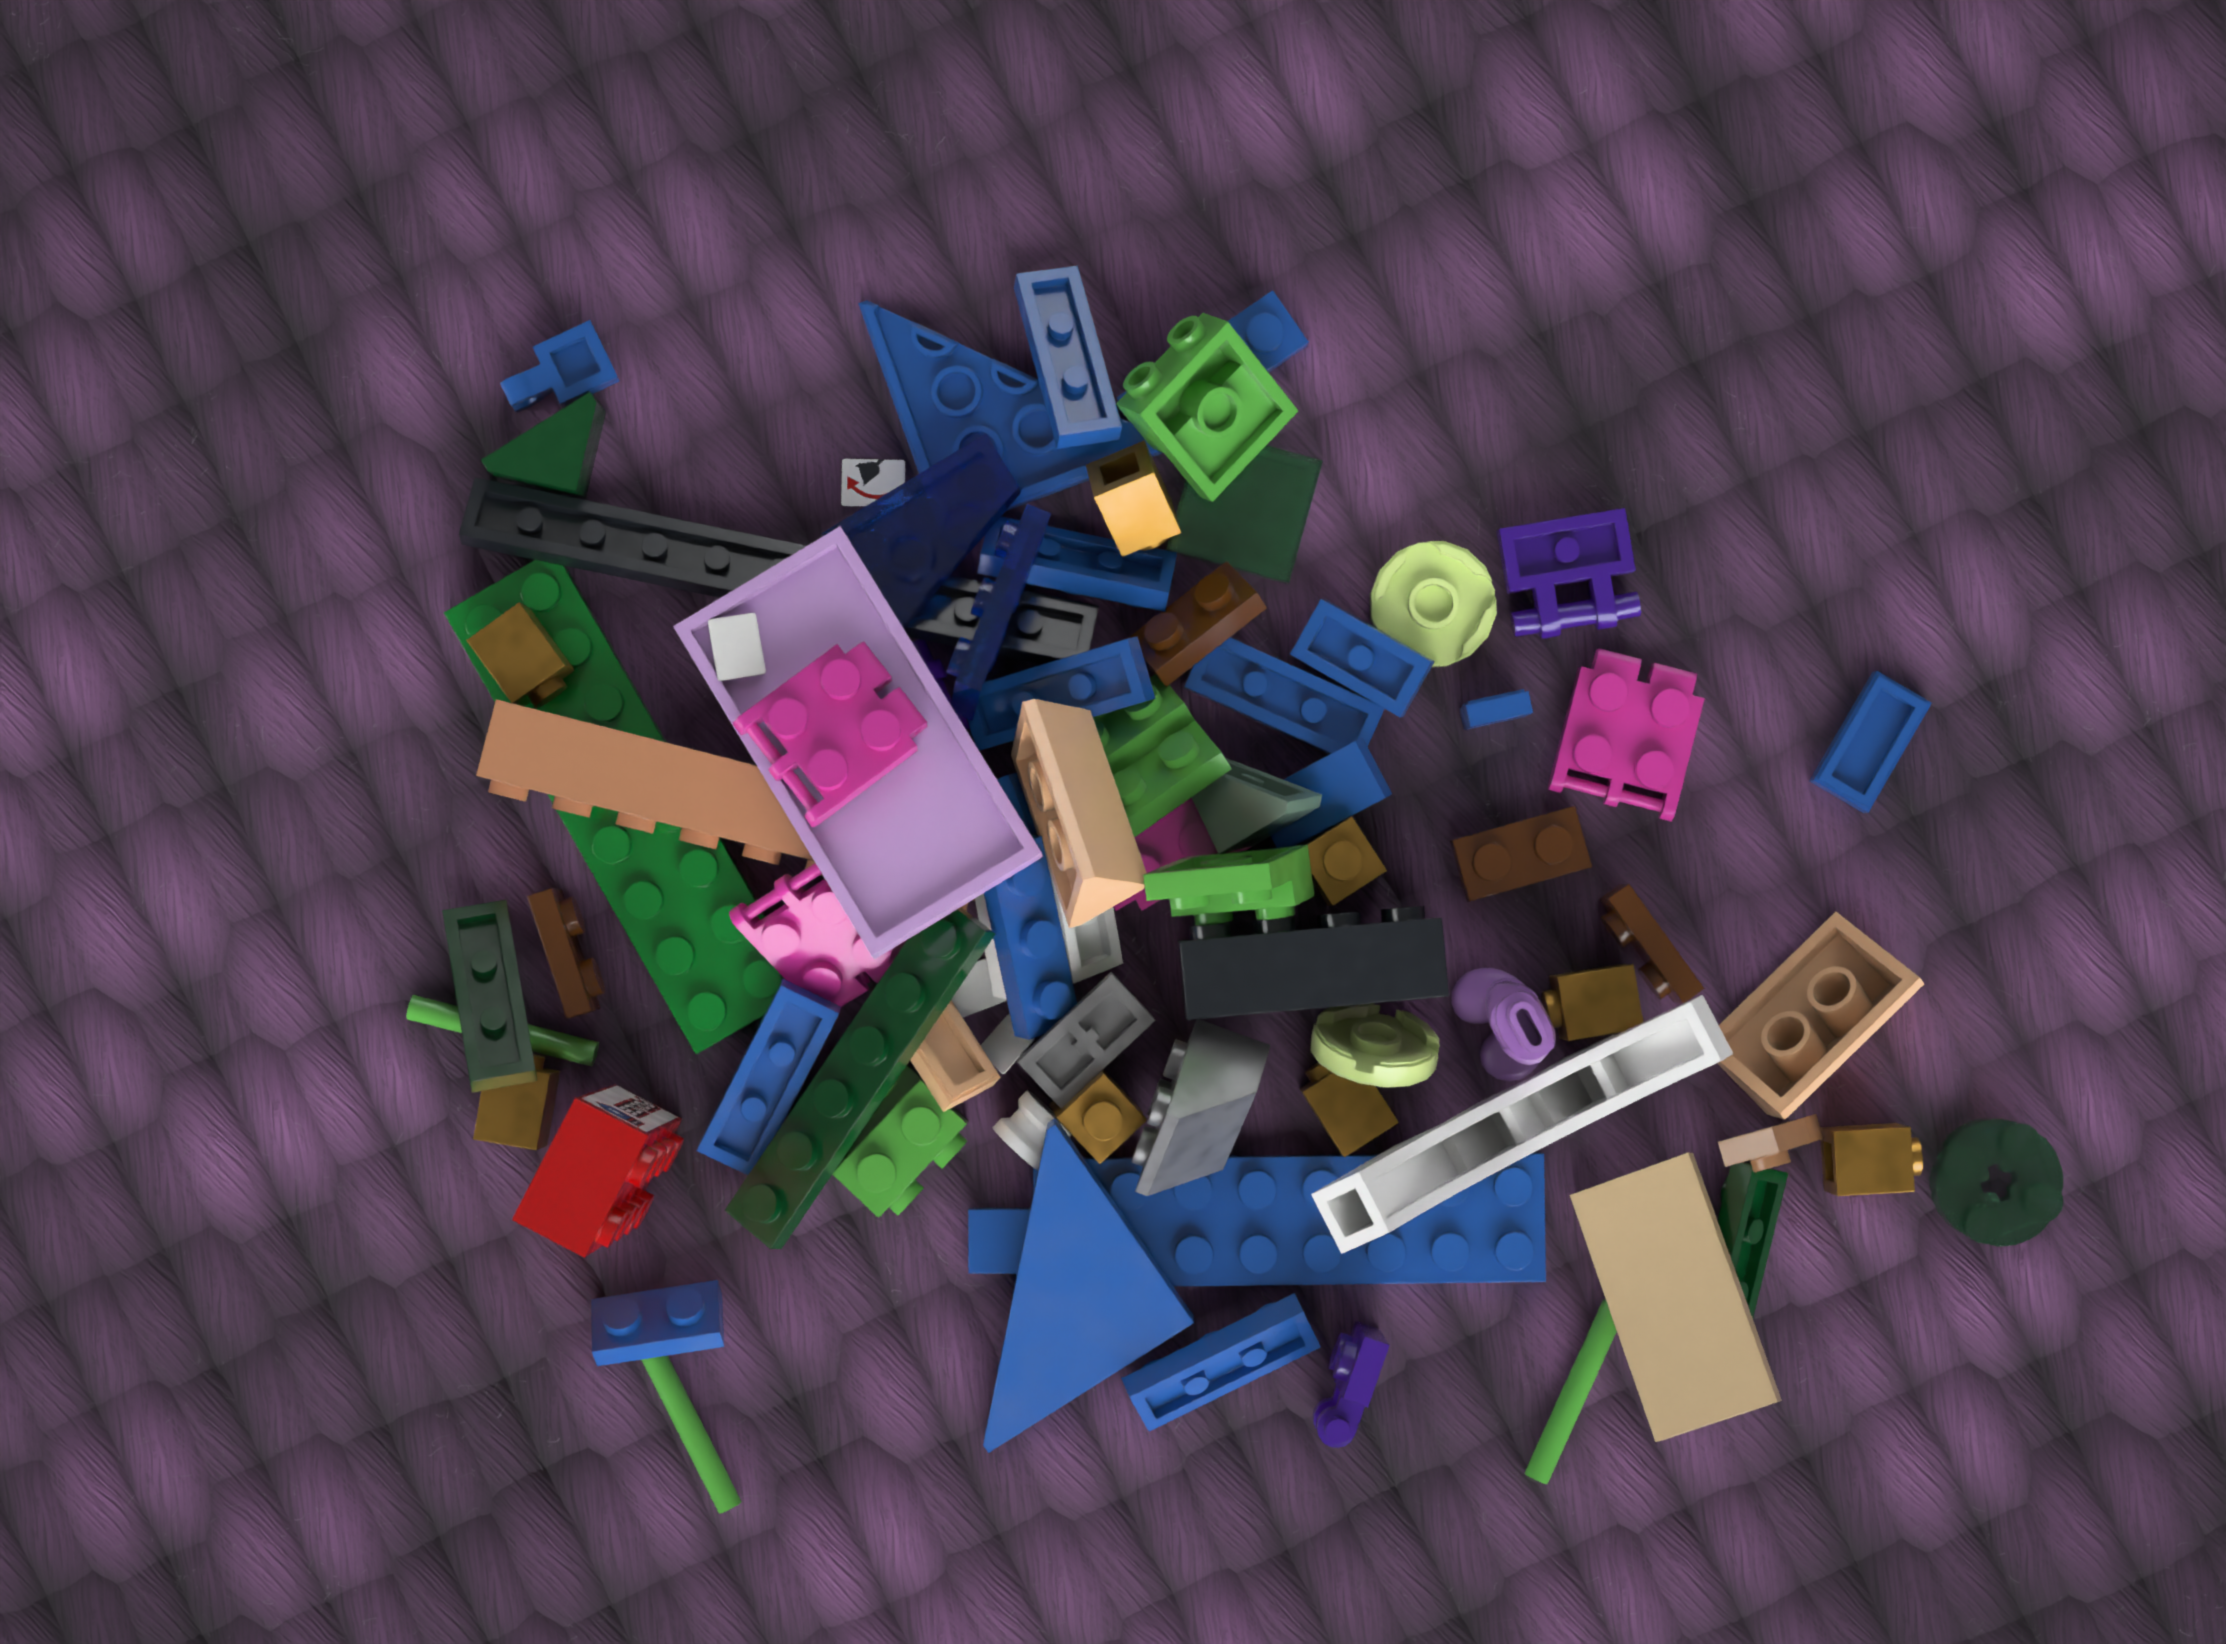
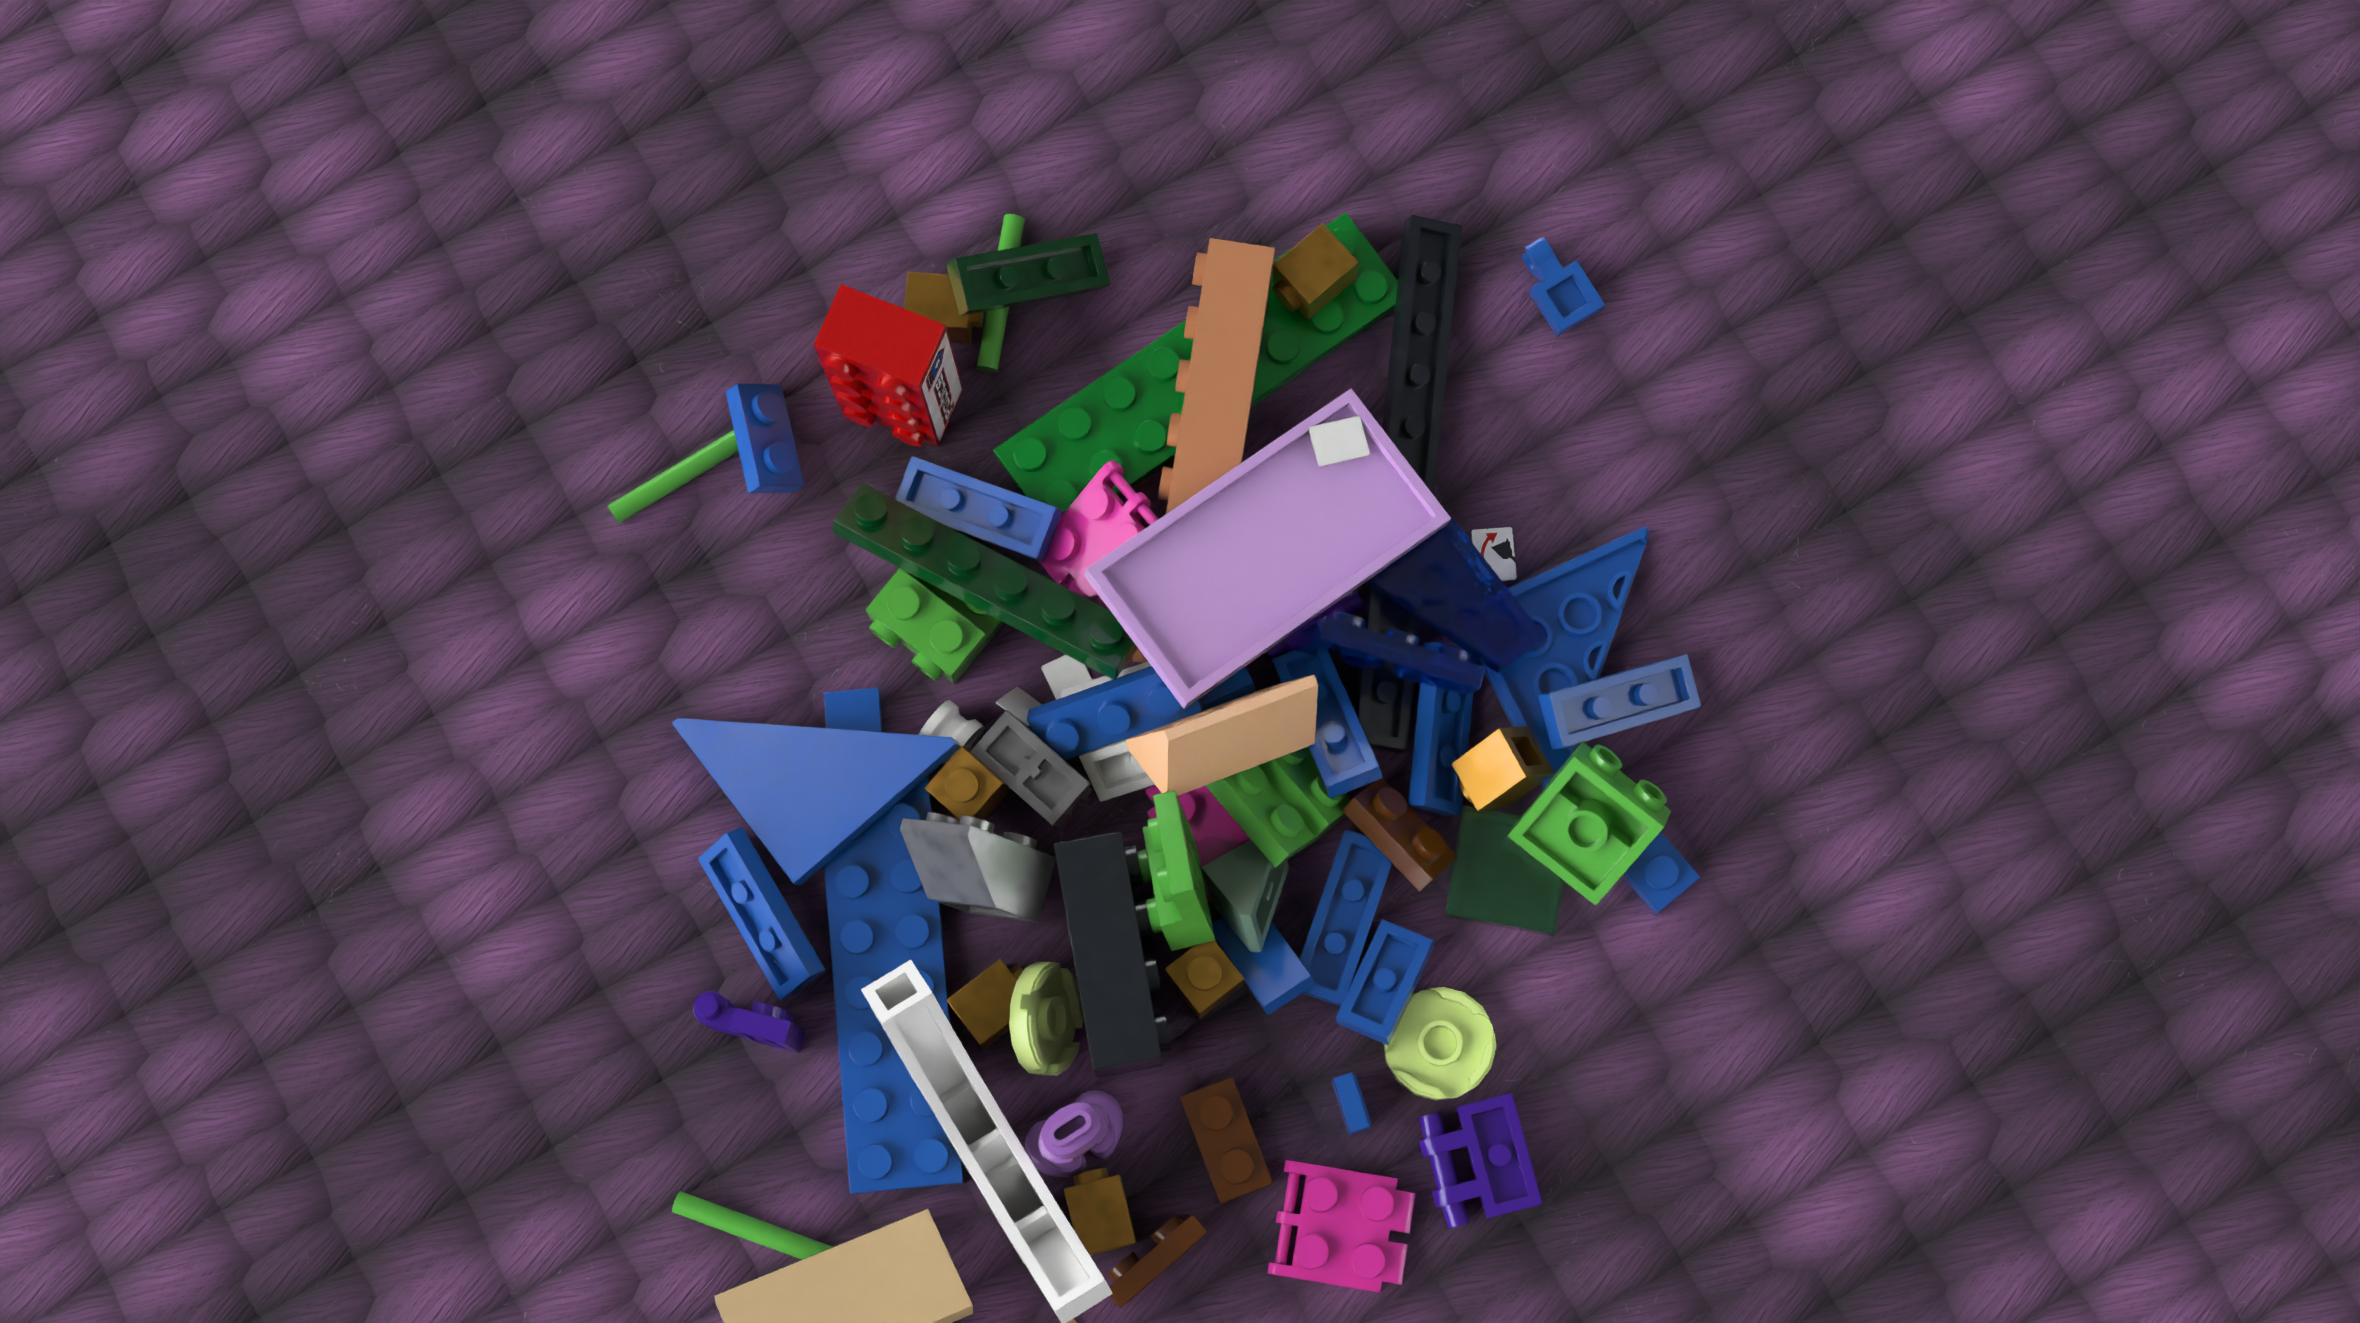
camera: 90 degrees right, 10 degrees down
(556, 452) = (1491, 289): dark green slope -> none
(558, 926) = (1051, 343): reddish brown plate -> none
(835, 728) = (1276, 524): dark pink plate -> none
(953, 1061) = (1005, 660): light nougat tile -> none

